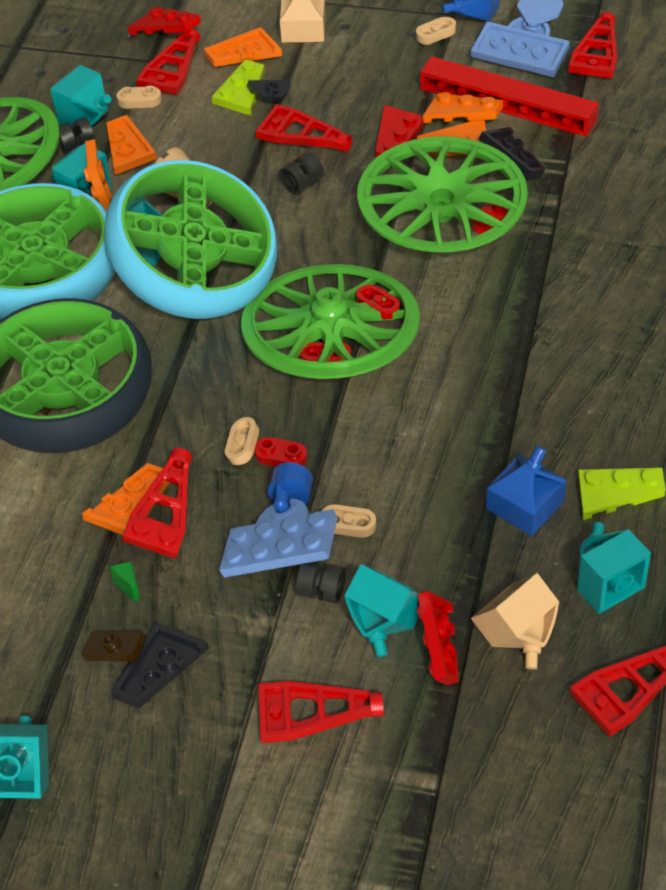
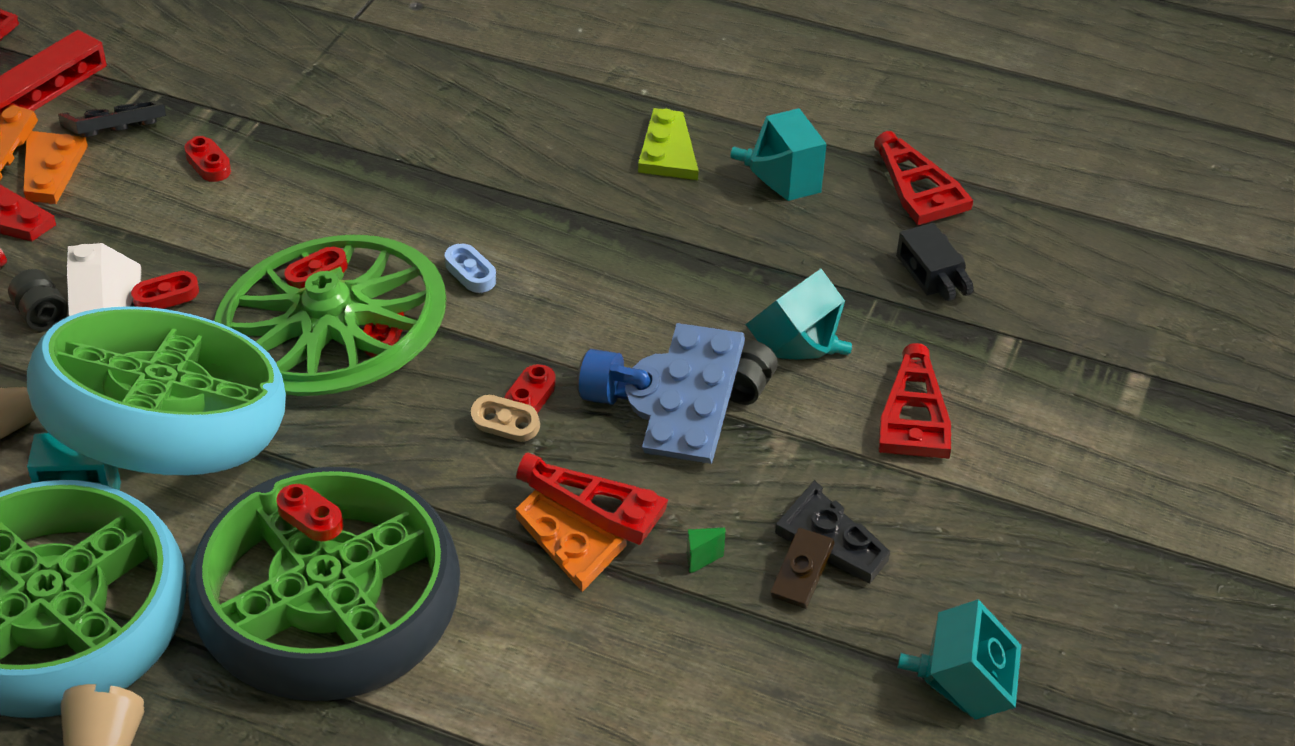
camera: 85 degrees left, 5 degrees down
(91, 340) = (303, 510): none -> red plate
(322, 198) = (99, 278): none -> white wedge
(333, 232) = (166, 290): none -> red plate
(351, 520) = (656, 338): tan plate -> none
(403, 391) = (470, 268): none -> light blue plate
(434, 613) = (860, 291): red wing -> none
(441, 193) = (168, 174): bright green wheel -> none
(508, 706) = (933, 262): none -> black hinge
(520, 618) = (833, 225): tan piece -> none
(526, 492) = (665, 198): blue piece -> none

